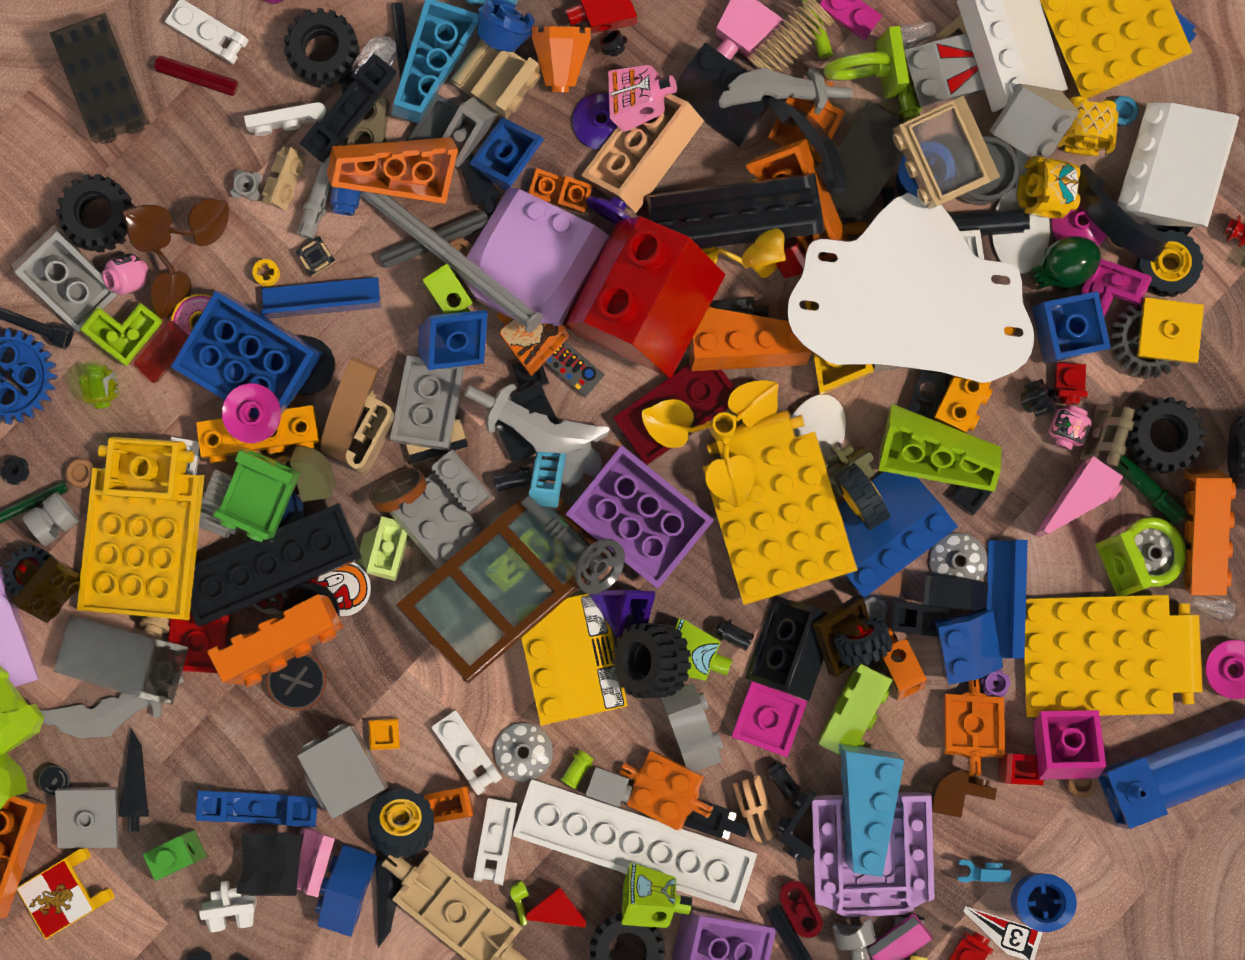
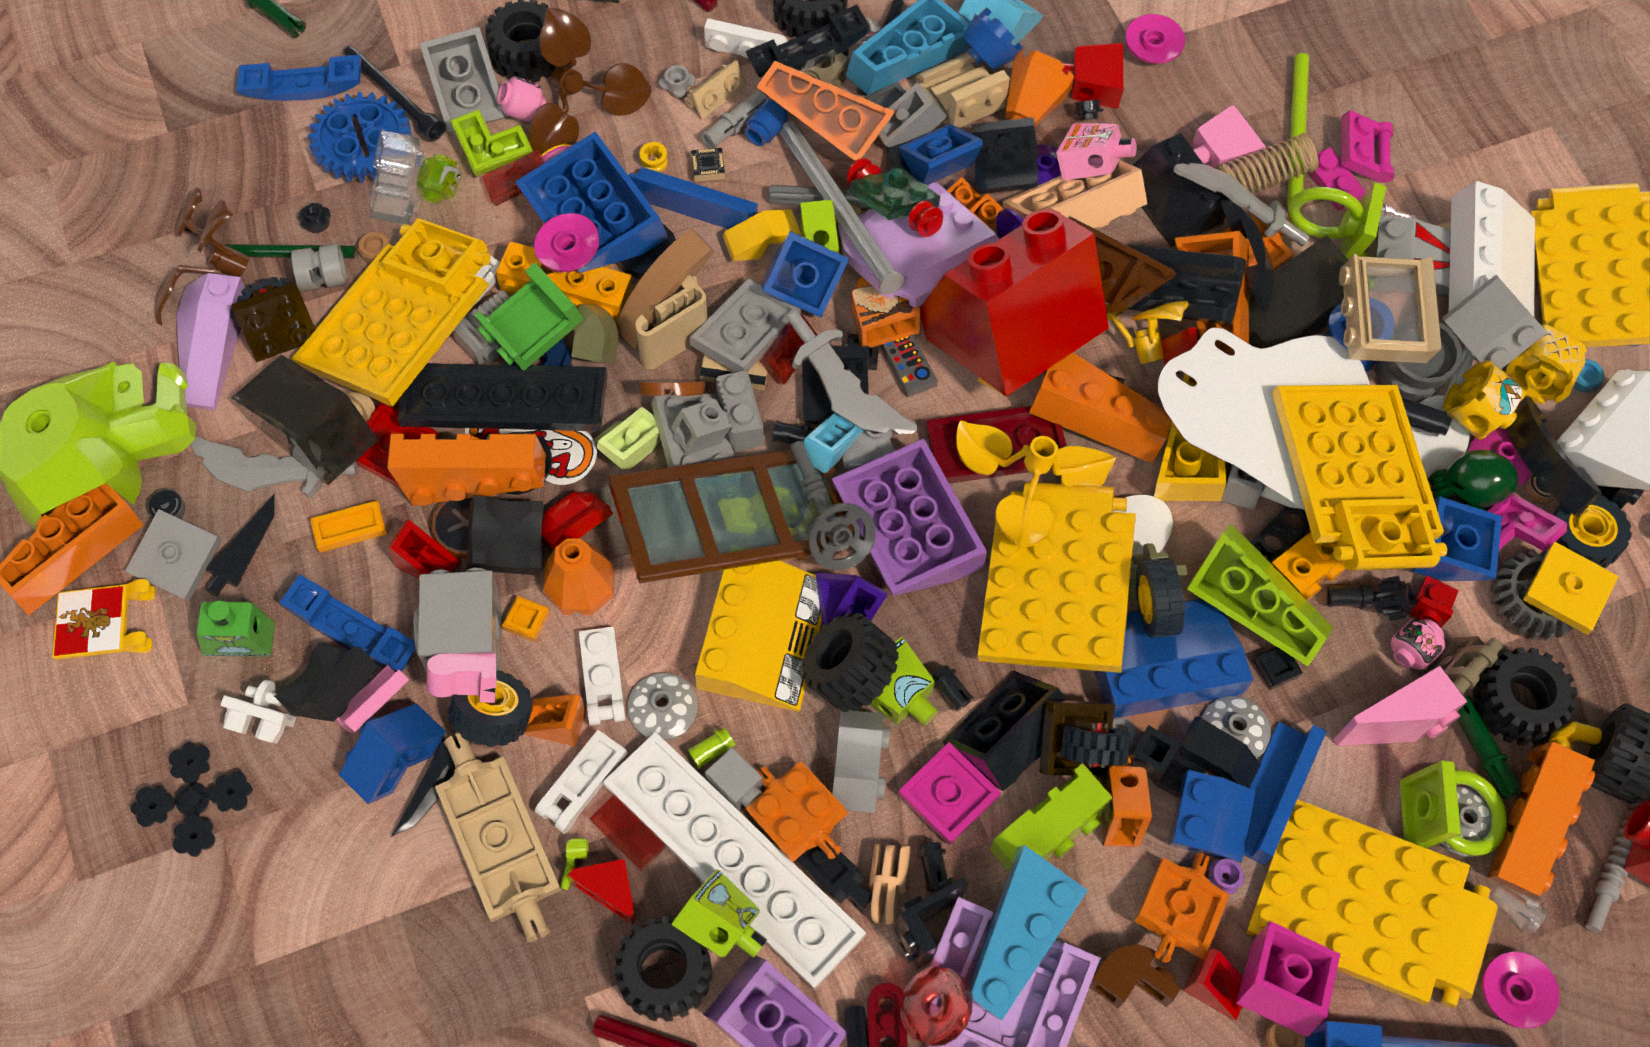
camera: 25 degrees right, 20 degrees down
(62, 397) = (394, 186): none -> clear brick
(205, 726) = (348, 526): none -> light orange tile
(281, 726) = (418, 552): none -> red slope
(335, 681) = (505, 535): none -> black brick
(373, 815) = (462, 675): none -> bright pink leg
(378, 638) = (573, 517): none -> red slope
(396, 308) = (751, 237): none -> yellow slope
(421, 688) = (578, 578): none -> orange cone
(442, 519) = (701, 426): none -> light grey brick
(470, 413) = (782, 352): none -> clear red plate
(495, 228) = (896, 196): none -> clear green plate
(548, 862) = (627, 833): none -> clear red plate
(568, 135) = (1007, 156): none -> black bracket
(707, 219) = (1125, 272): none -> reddish brown wing
(846, 885) = (954, 1010): none -> clear red tile
(976, 319) = (1360, 475): none -> yellow plate
(1004, 409) = (1350, 596): none -> black pin
(1209, 450) = (1576, 731): none -> yellow arm

